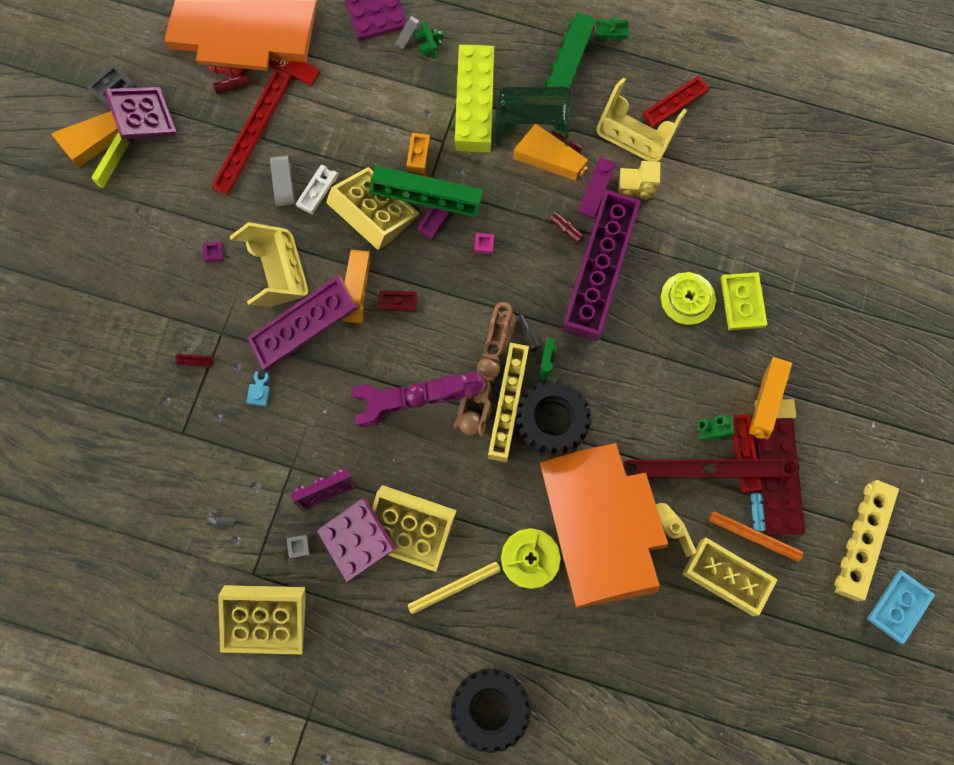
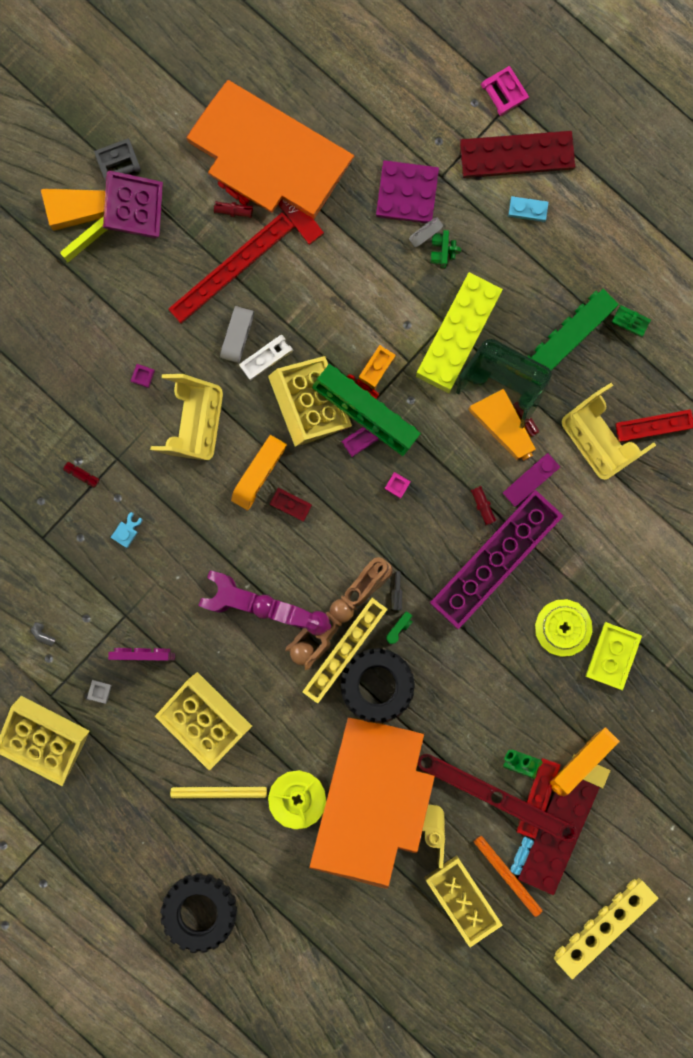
camera: 30 degrees right, 10 degrees up
(302, 323) = (192, 489): magenta plate -> none
(356, 539) = (151, 711): plate -> none
(641, 181) = (574, 493): light yellow brick -> none
(900, 607) = (603, 999): medium azure plate -> none

